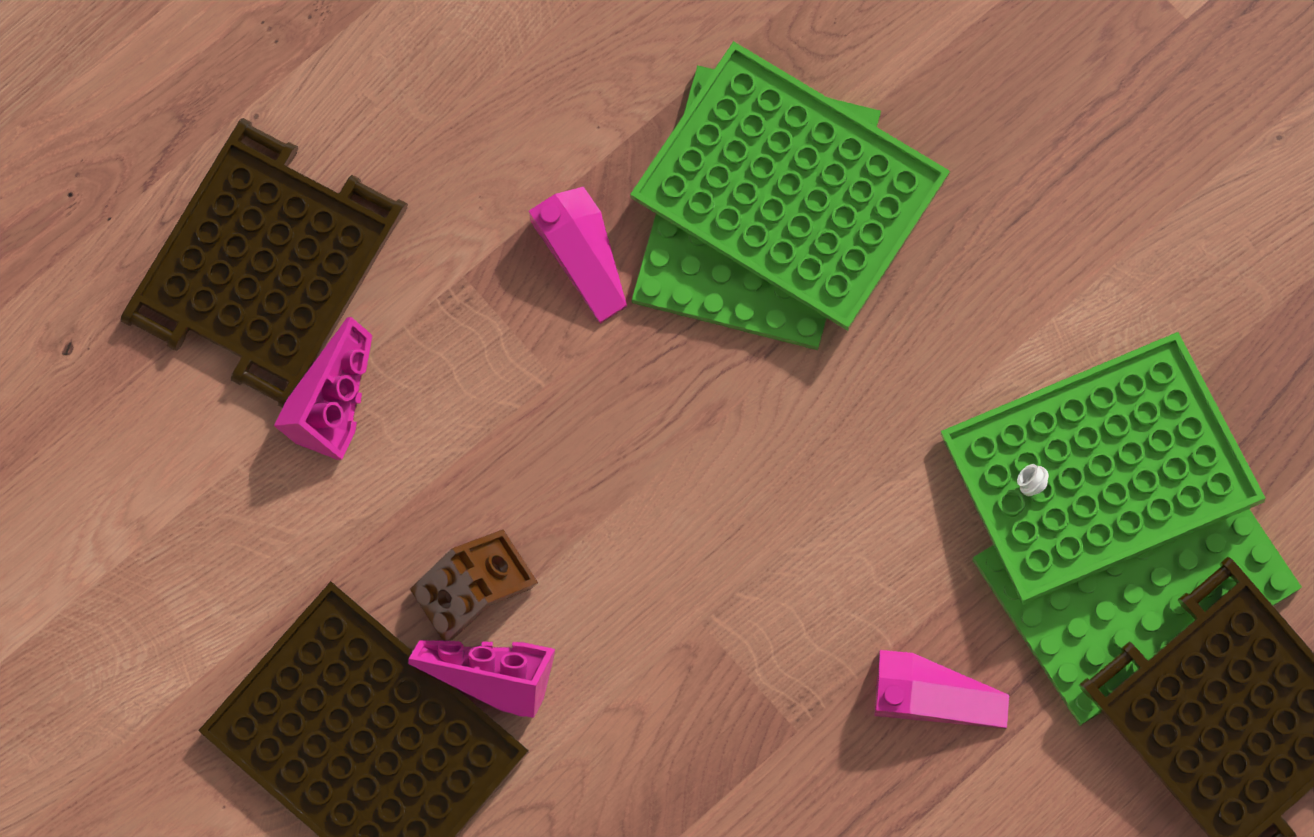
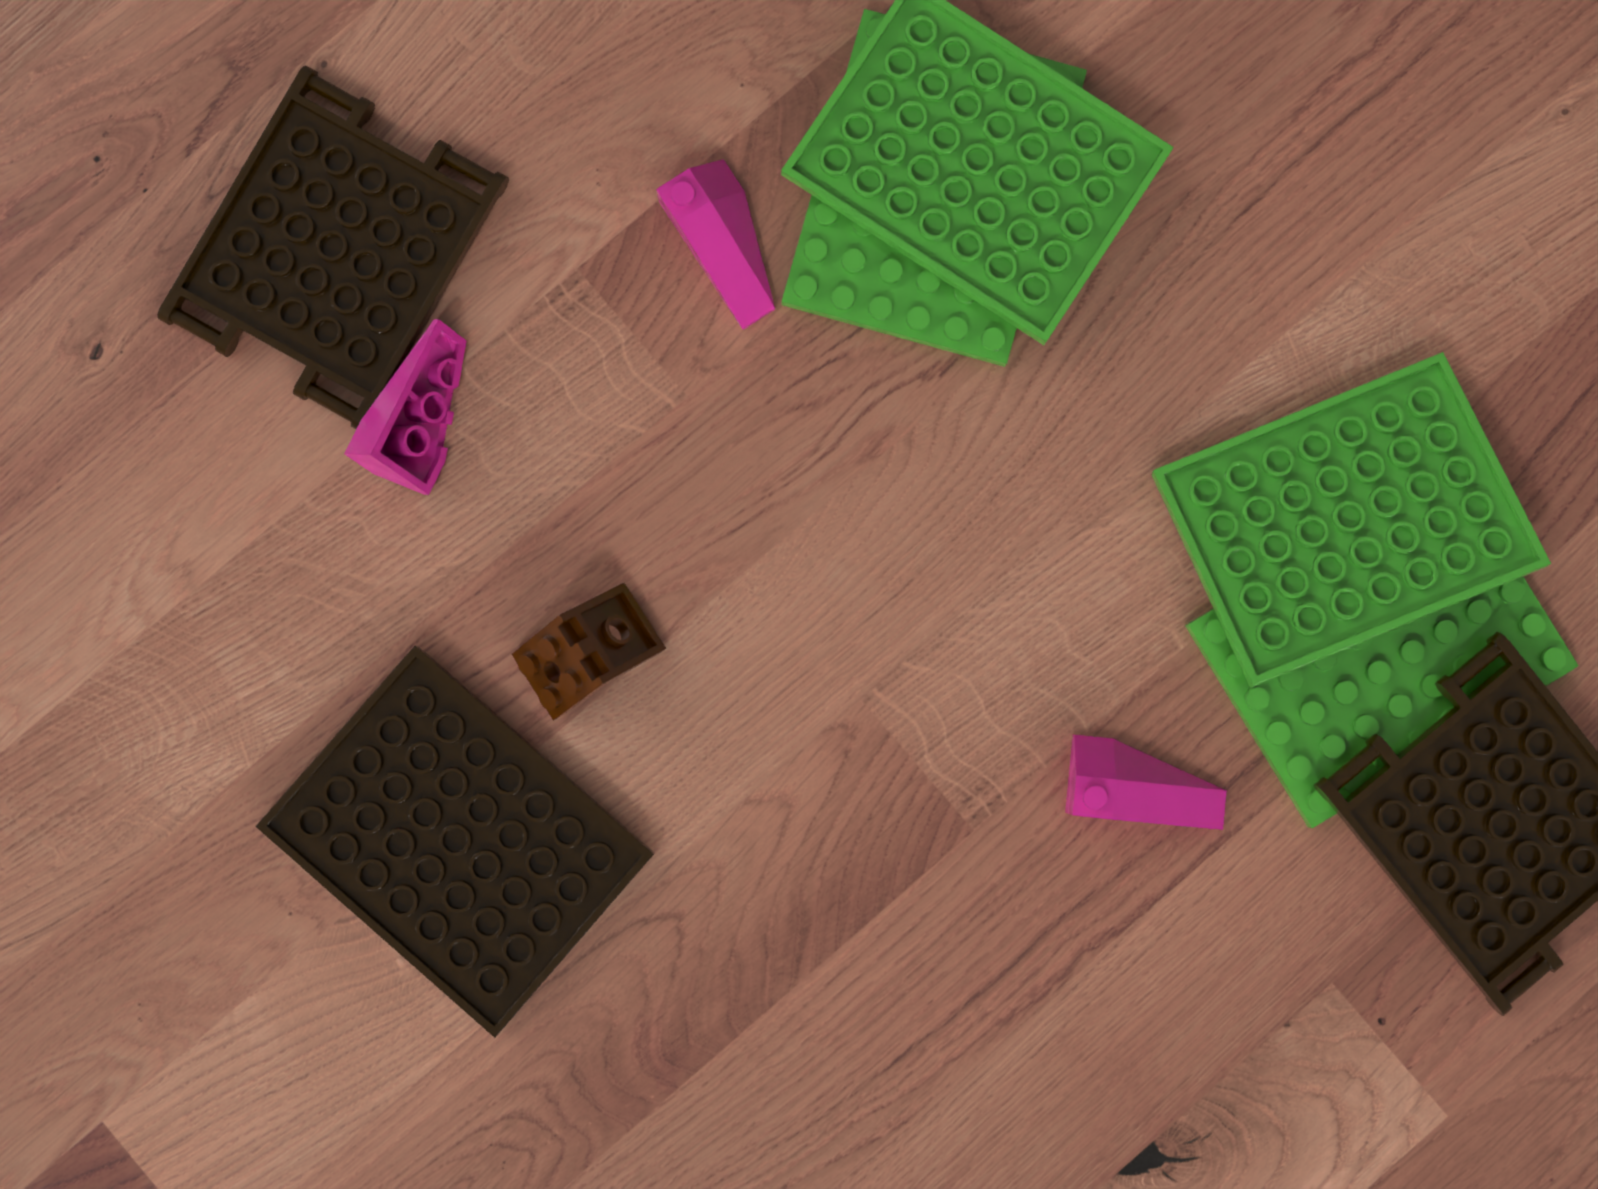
camera: 10 degrees left, 10 degrees up
(503, 677) = (617, 762): dark pink wedge -> none
(1032, 479) = (1268, 536): white plate -> none

